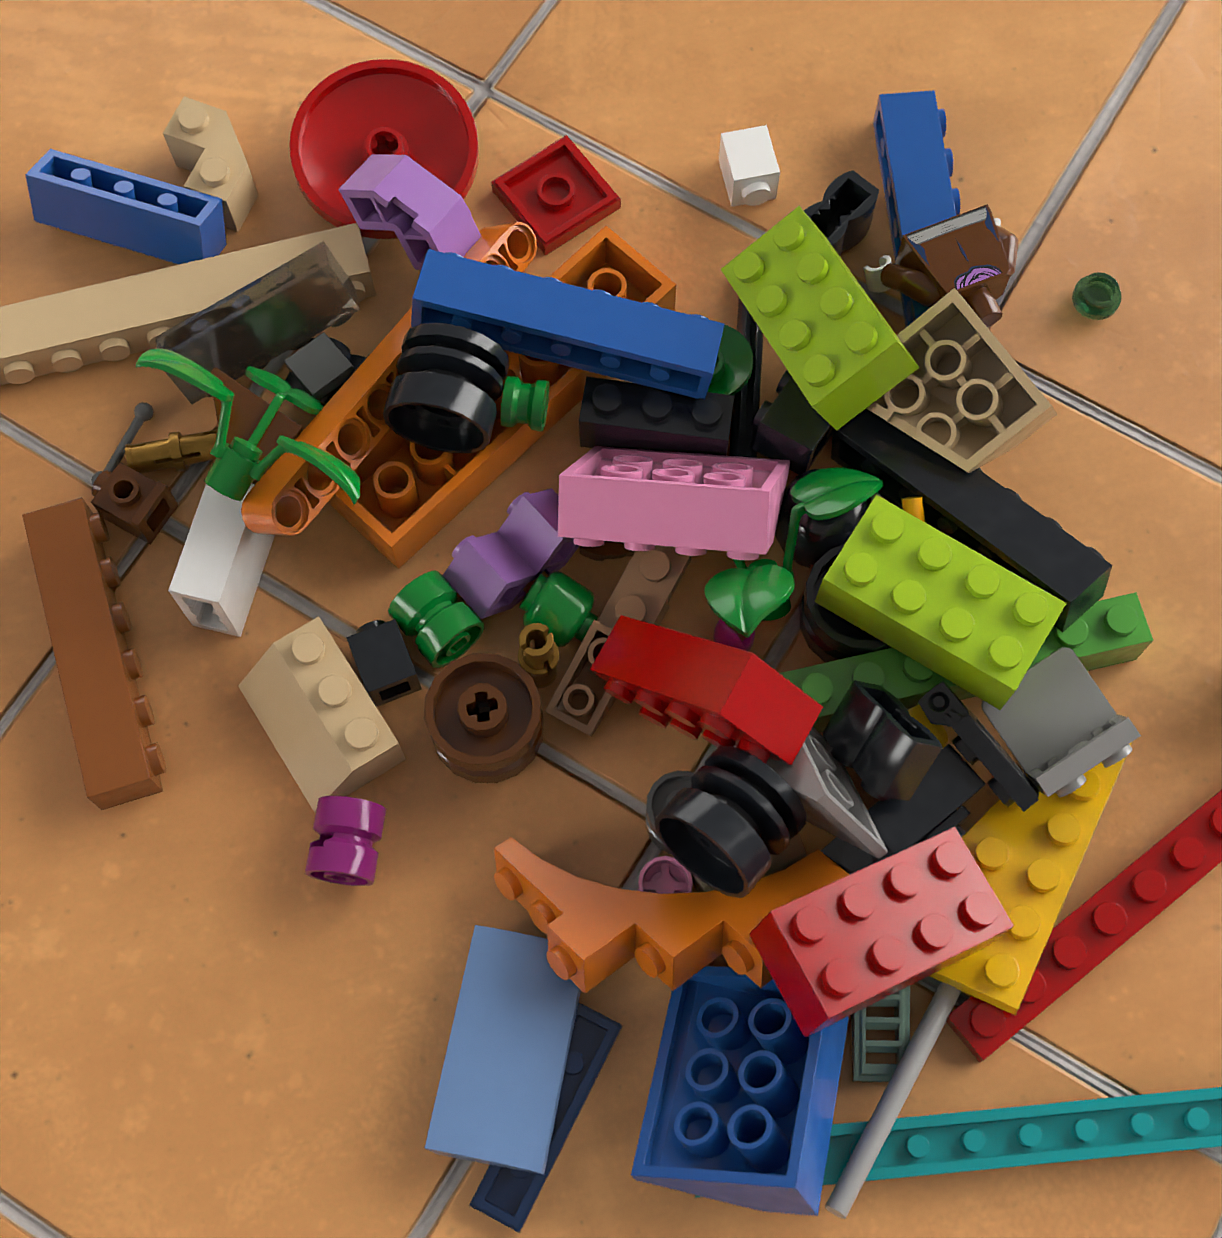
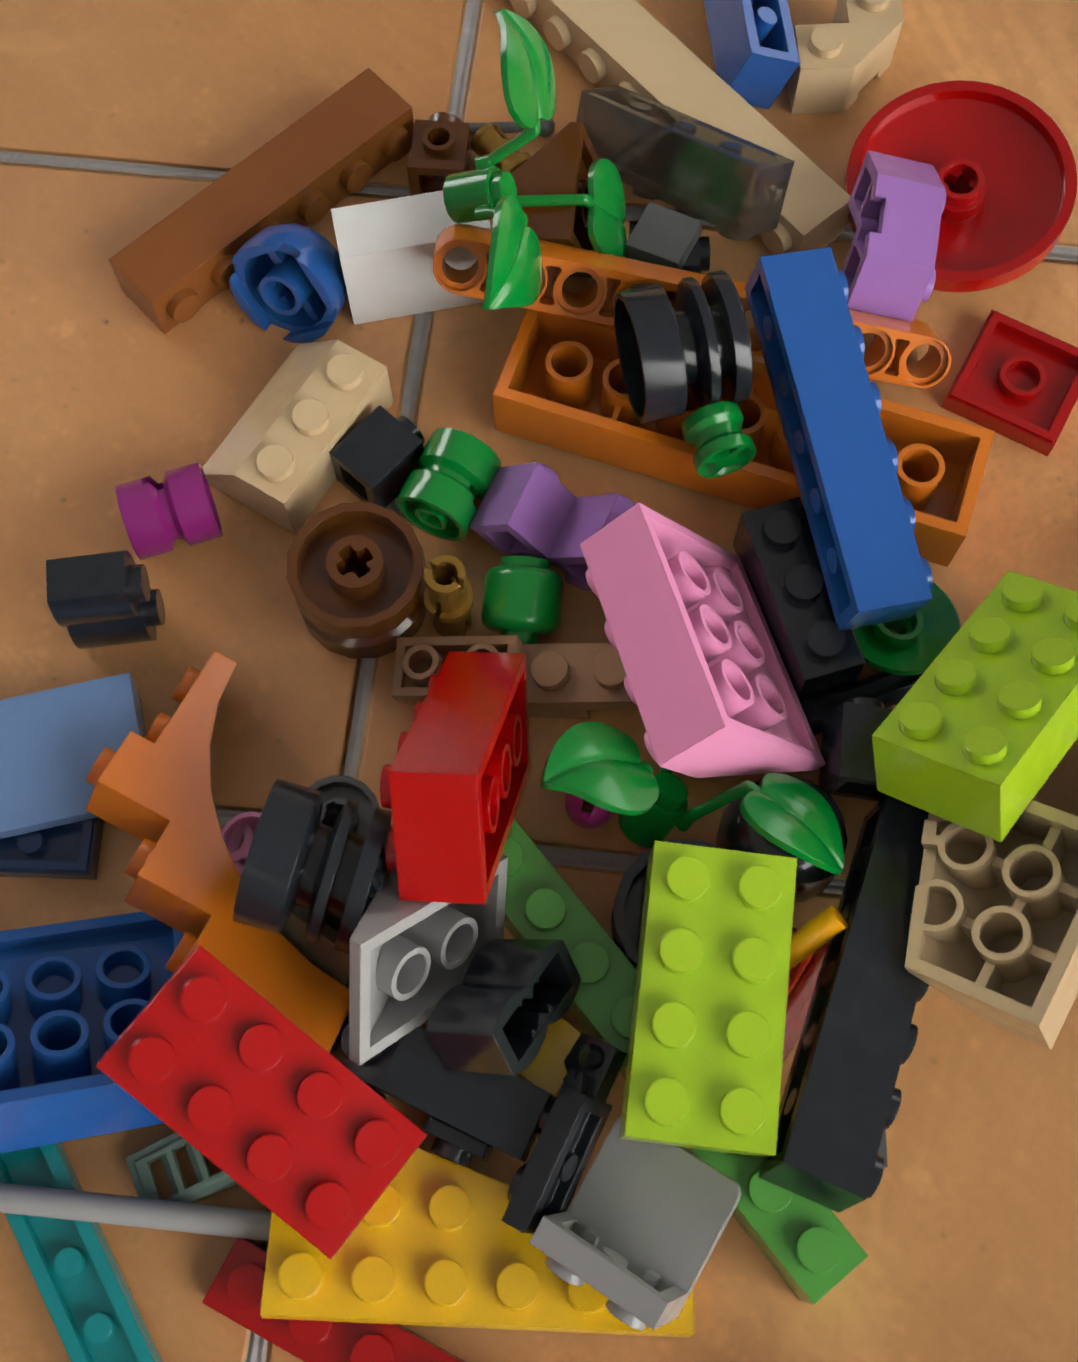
camera: 65 degrees right, 0 degrees up
(188, 661) = (289, 281): none -> blue cylinder
(407, 915) = (103, 599): none -> black brick

